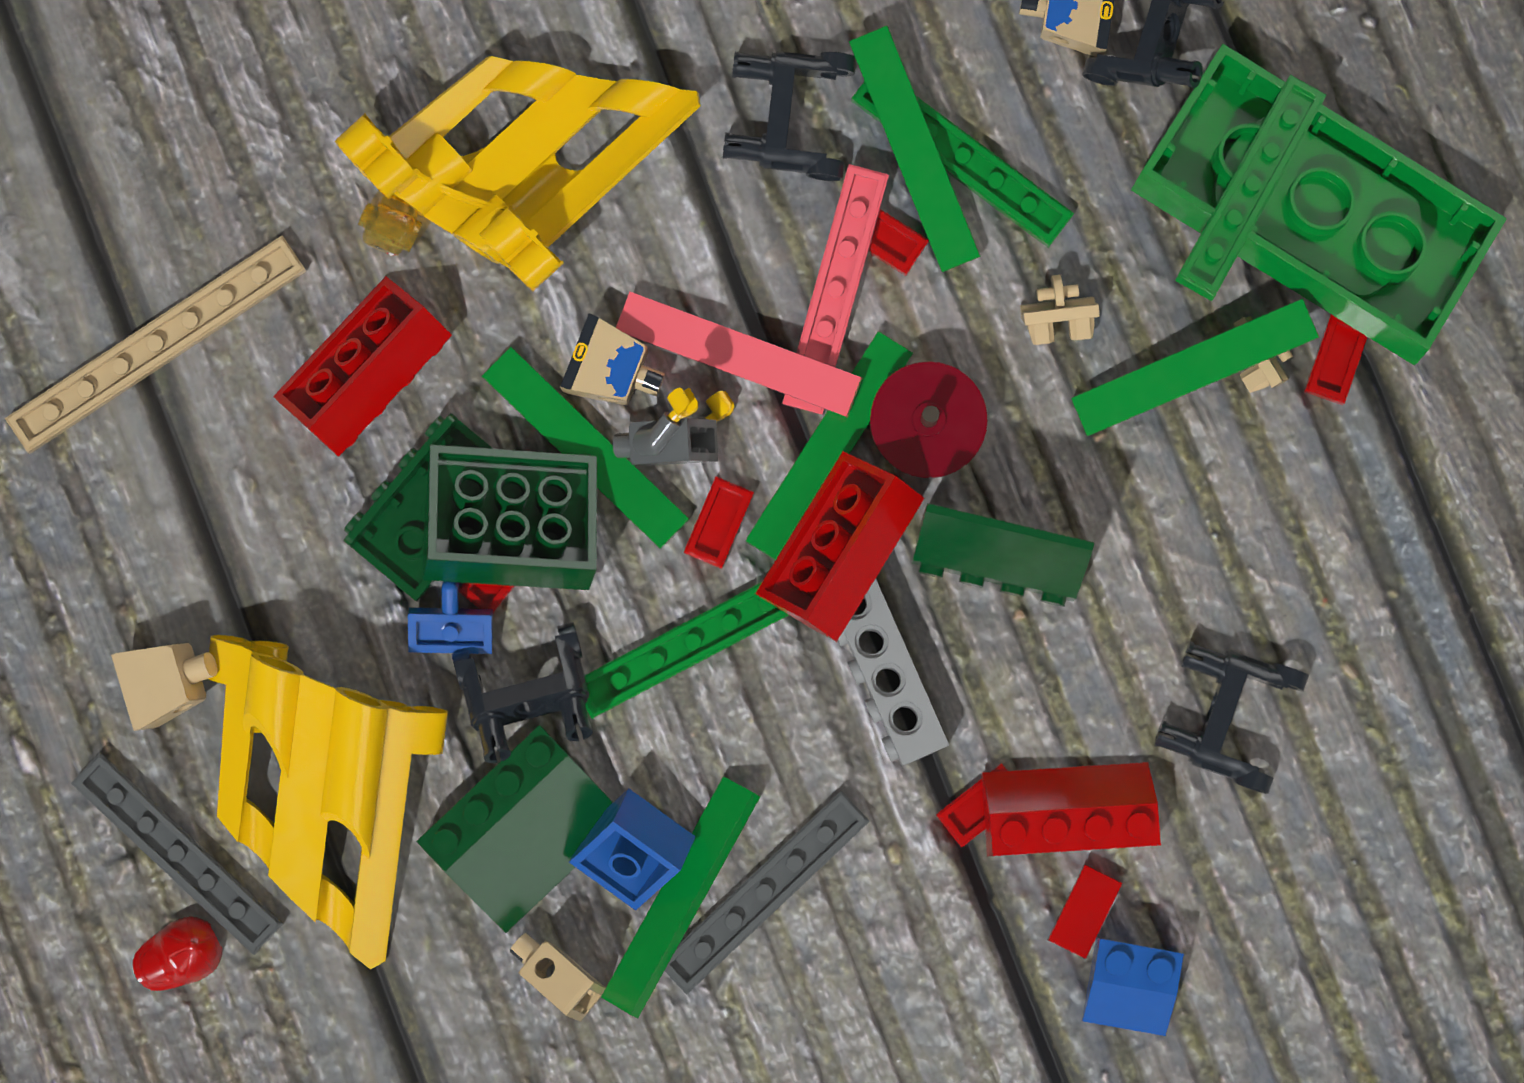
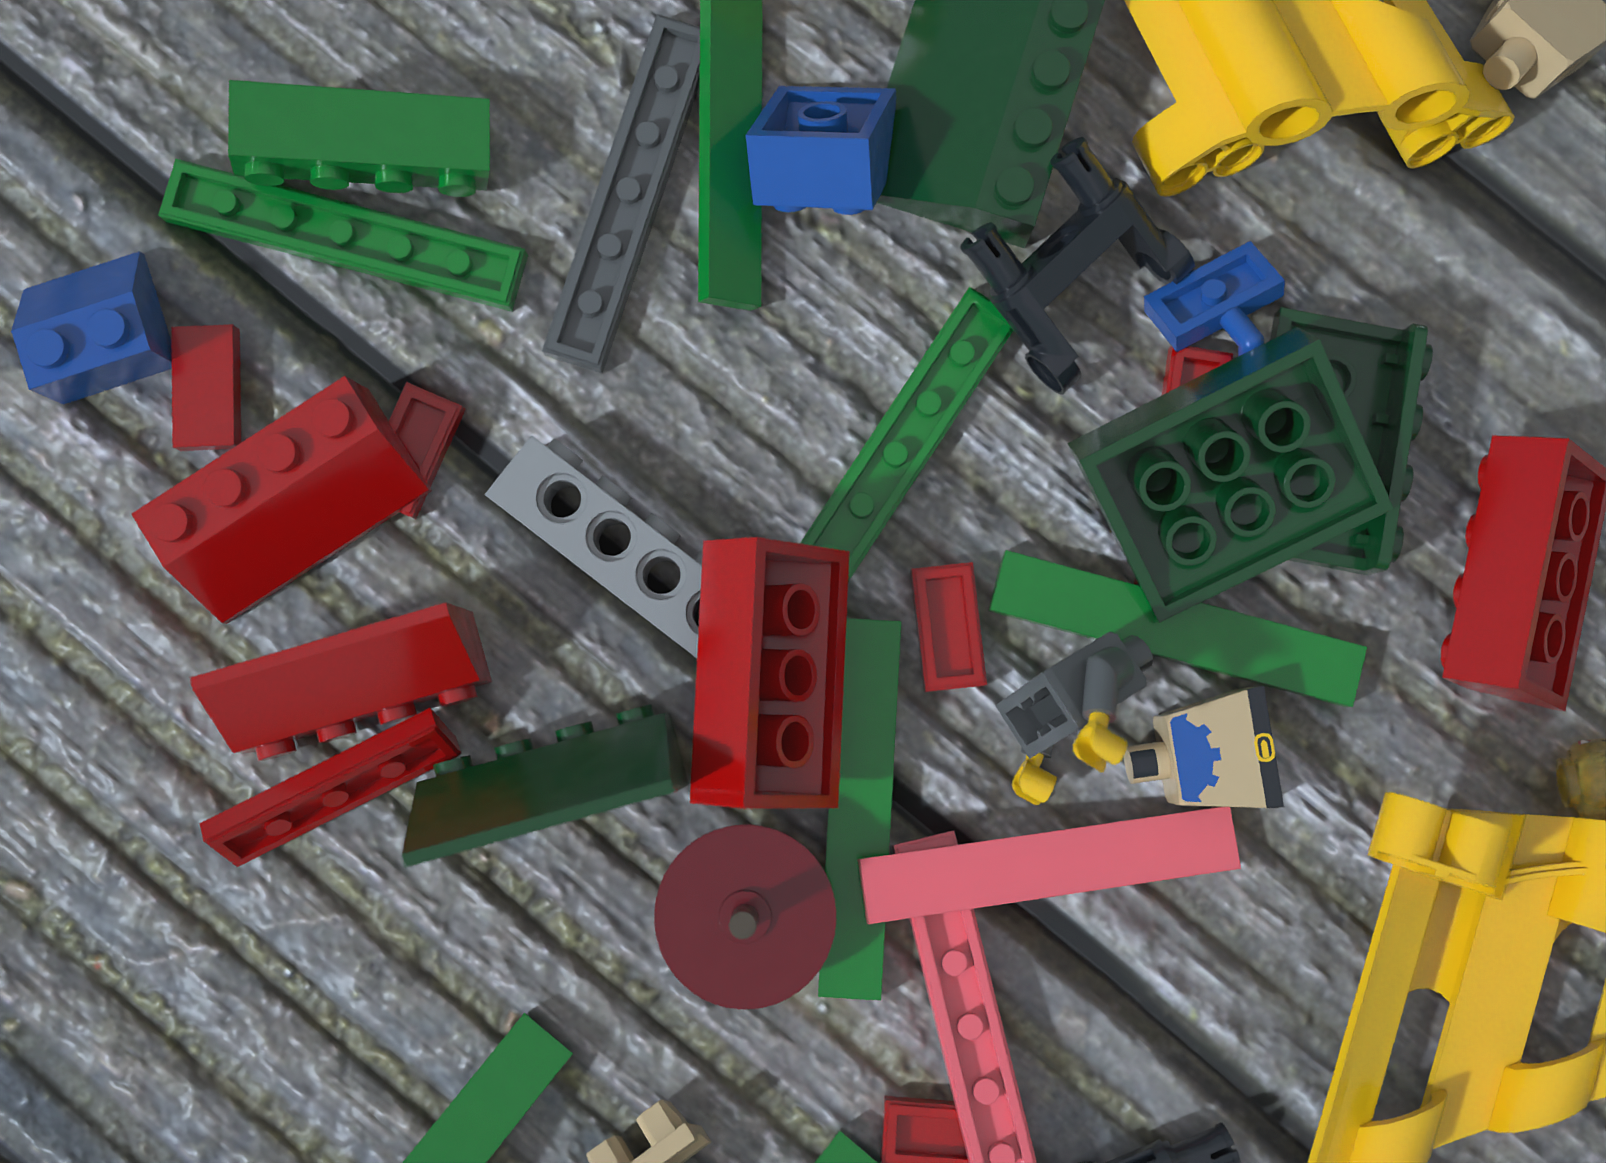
camera: 150 degrees right, 0 degrees up
(911, 1005) = (358, 138): none -> green wedge
(952, 962) = (344, 235): none -> green tile
(1086, 680) = (345, 680): none -> red slope
(1130, 625) = (330, 788): none -> red tile
(1230, 674) = (159, 784): black connector -> none

